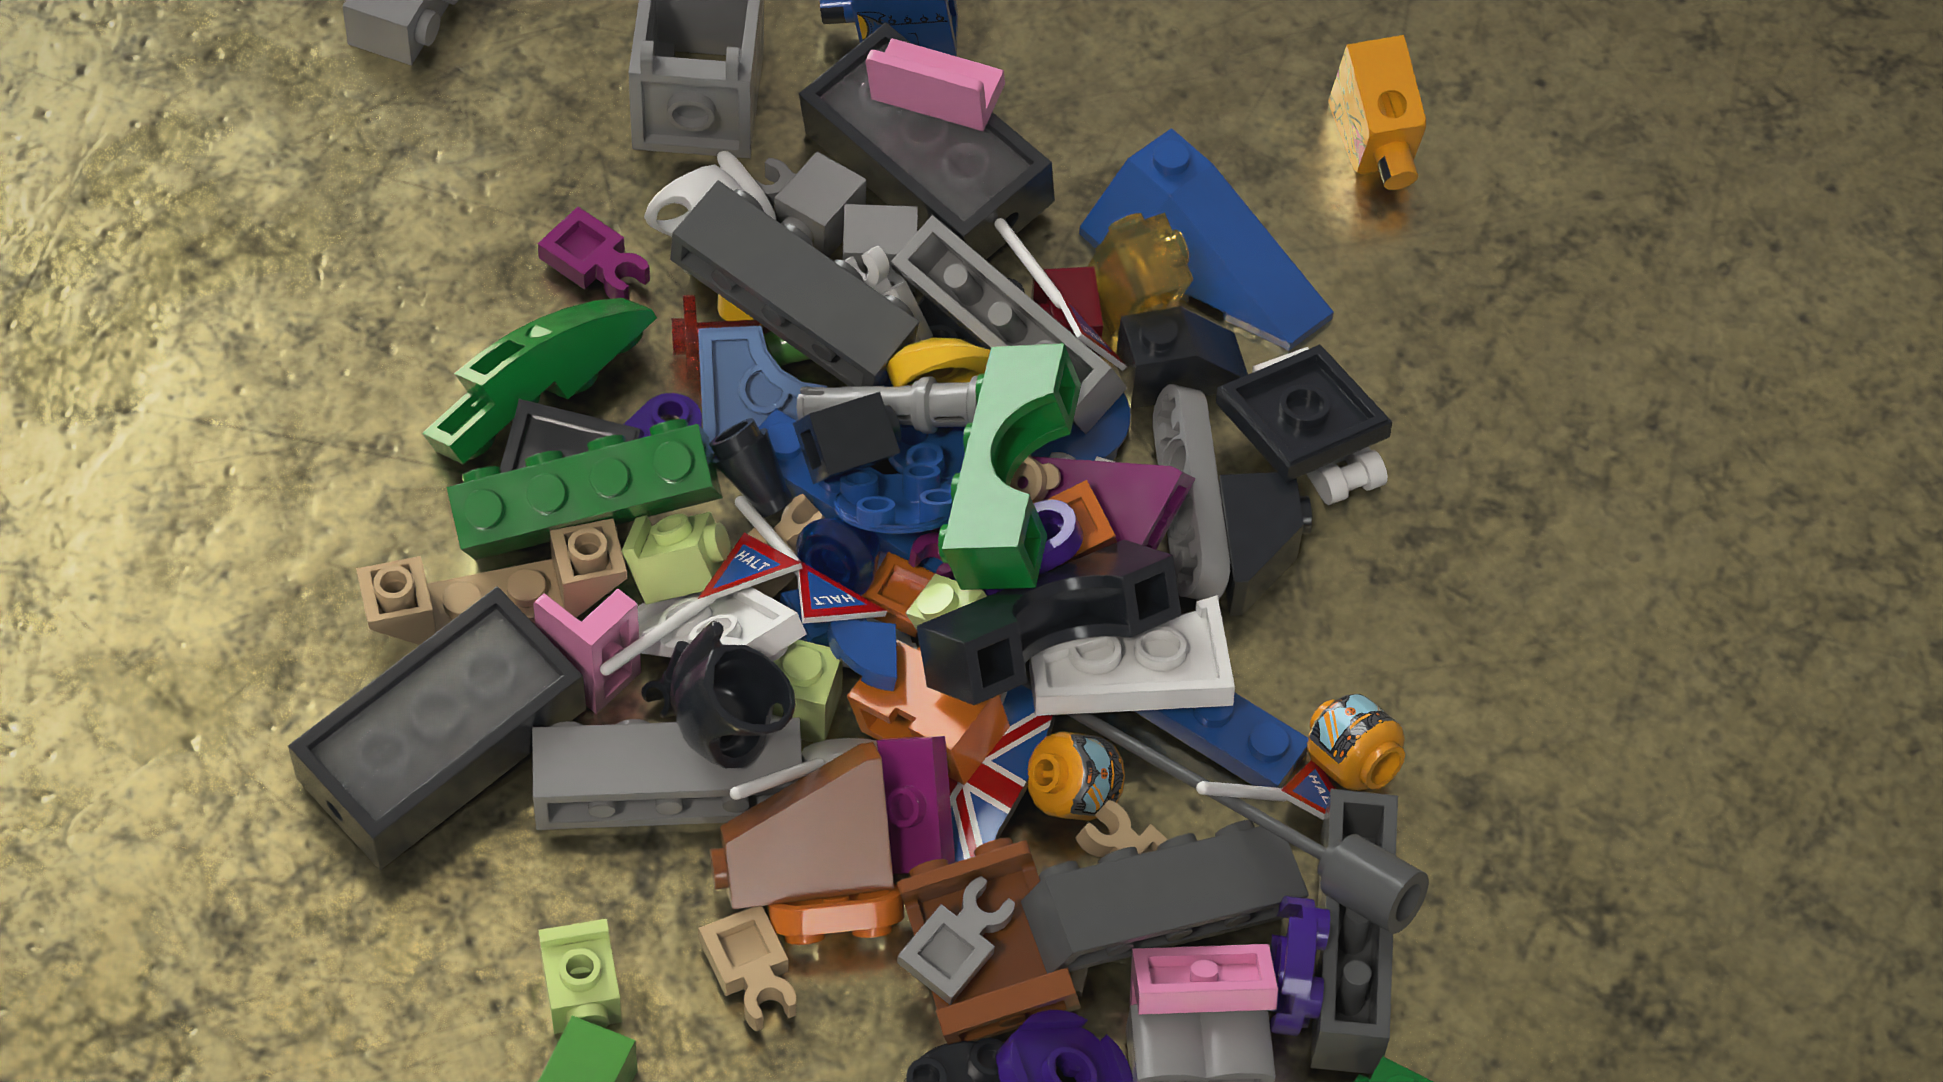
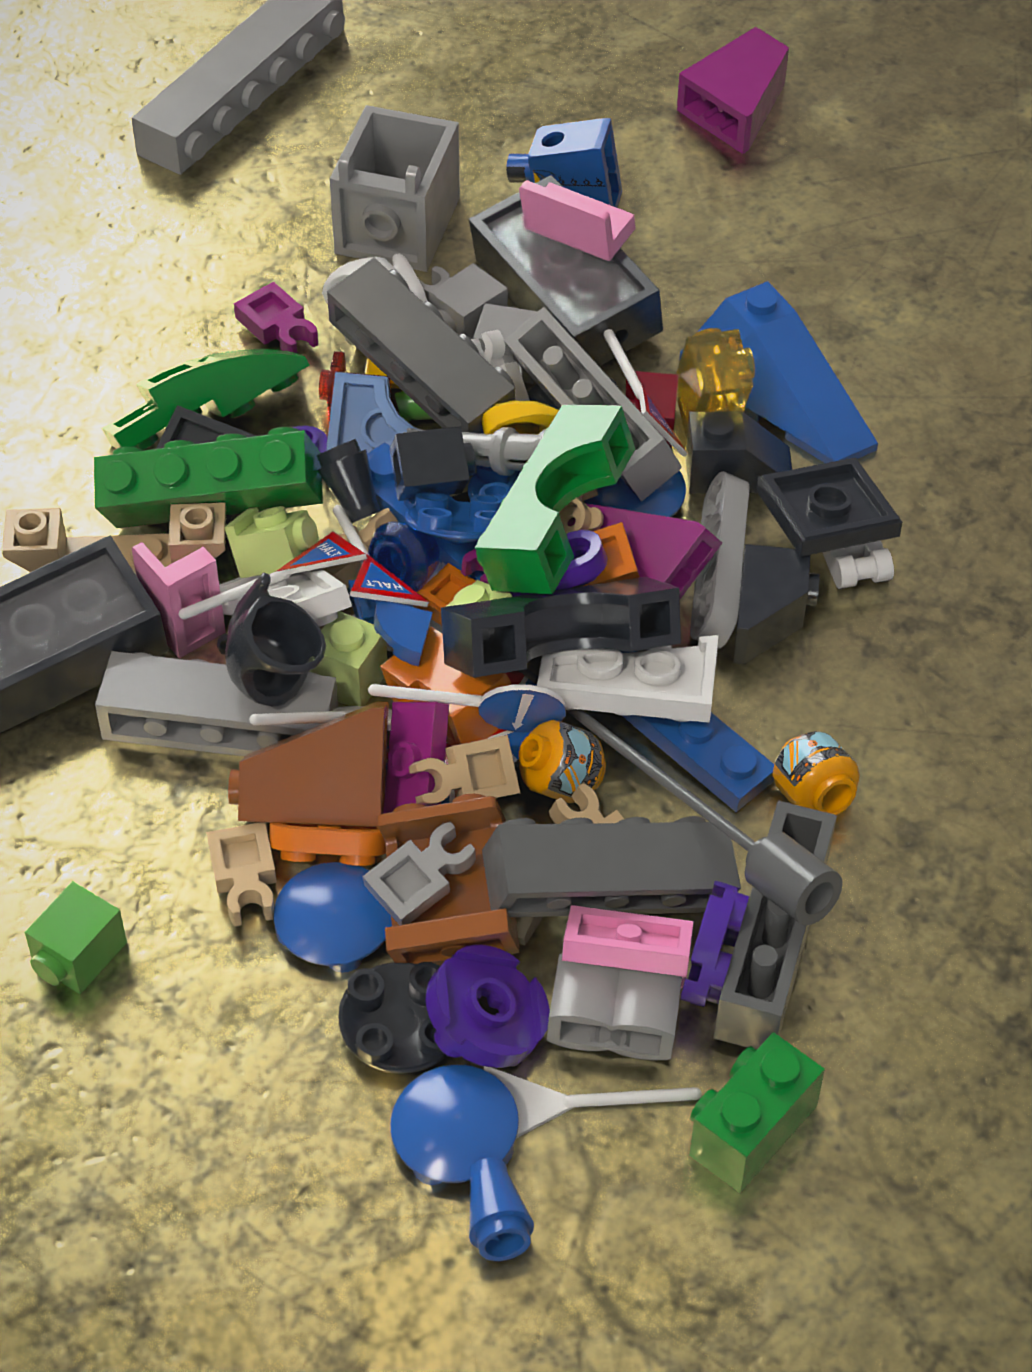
camera: 15 degrees right, 5 degrees down
(580, 974) = (97, 851): yellowish green brick -> none
(861, 1000) = (330, 916): none -> blue dish
(987, 809) = (473, 768): none -> tan plate
(1006, 729) = (506, 707): none -> piece
(1307, 790) = (757, 804): piece -> none
(1379, 109) = (948, 314): light orange torso -> none

